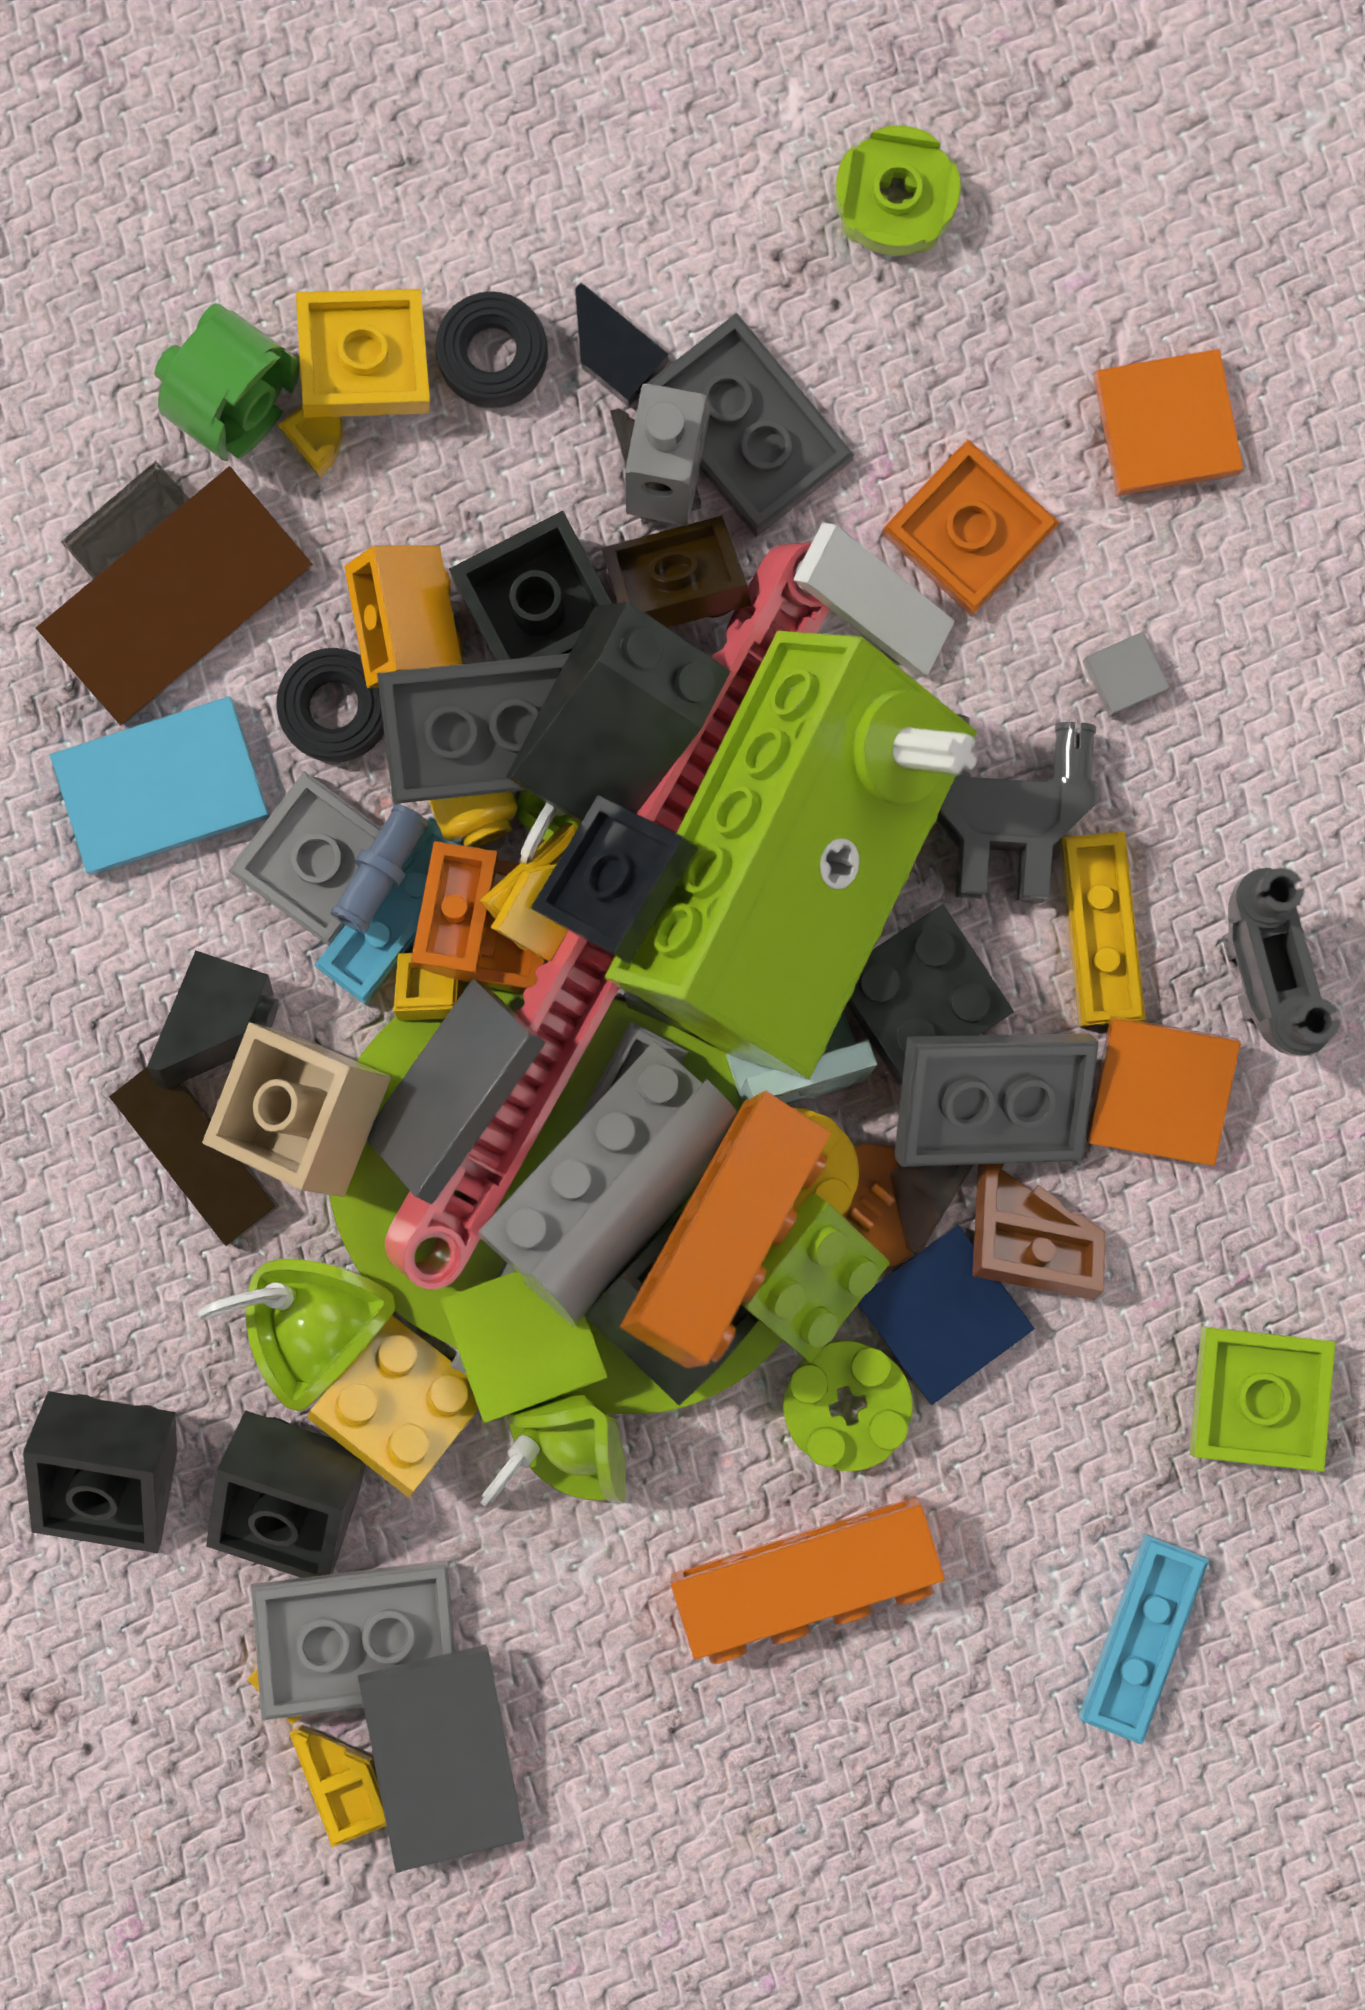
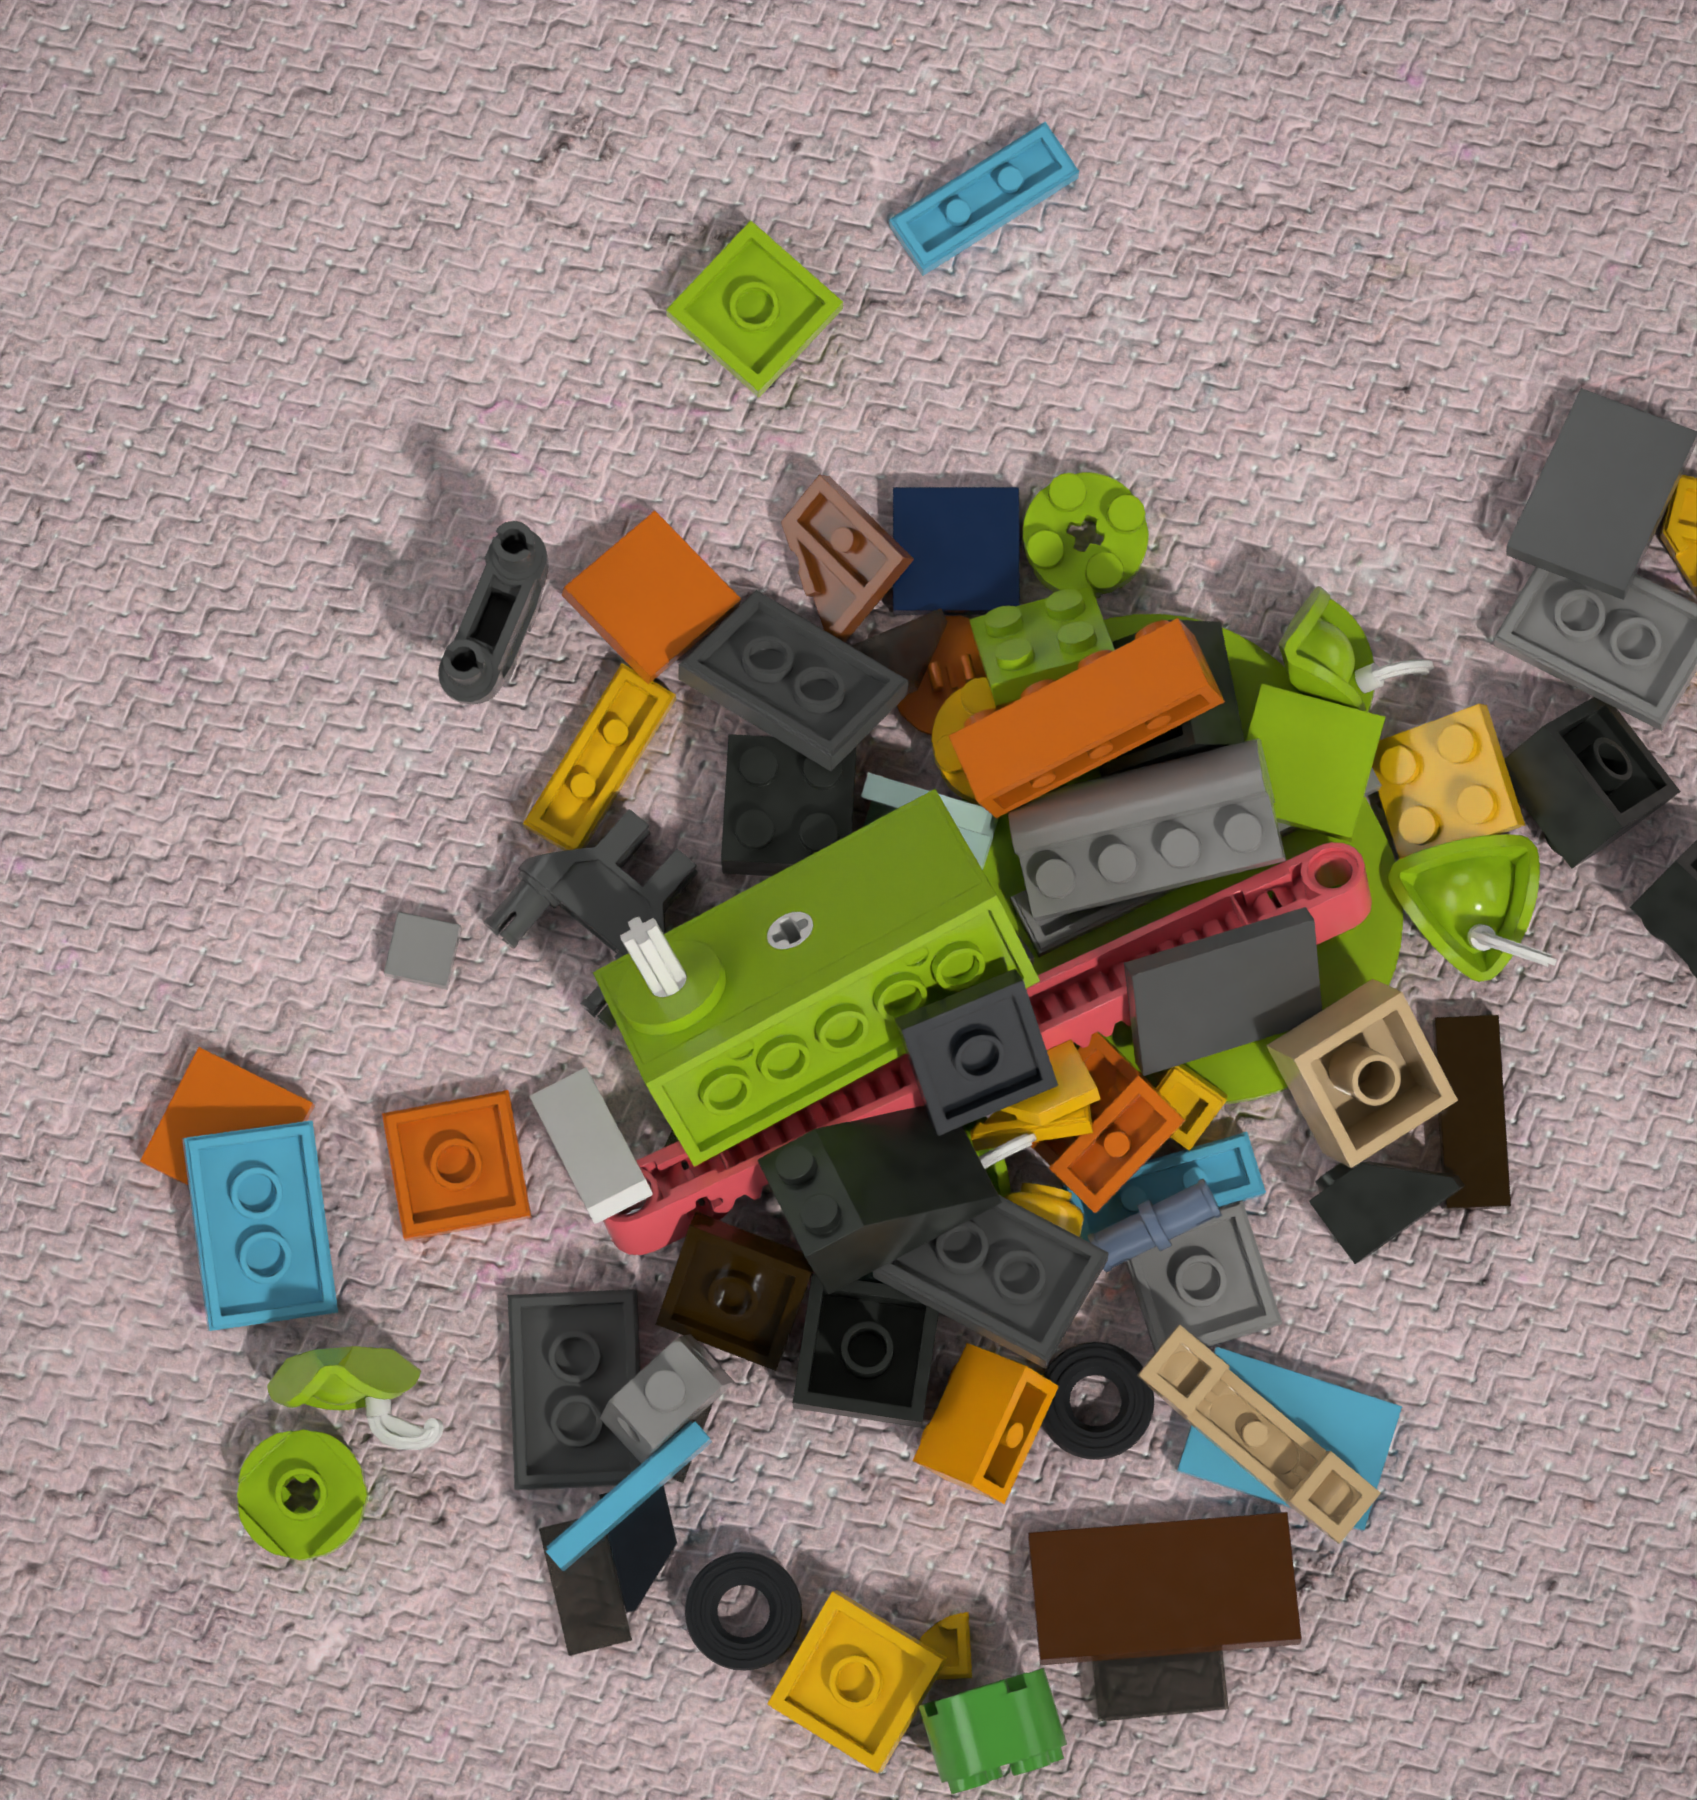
camera: 150 degrees left, 5 degrees down
(177, 760) = (1257, 1435): none -> tan slope
(629, 282) = (588, 1596): none -> clear smoke tile
(642, 350) = (628, 1495): none -> medium azure tile
(807, 1579) = (1215, 425): orange brick -> none
(919, 297) = (353, 1380): none -> lime hat
(1088, 364) = (260, 1225): none -> medium azure tile

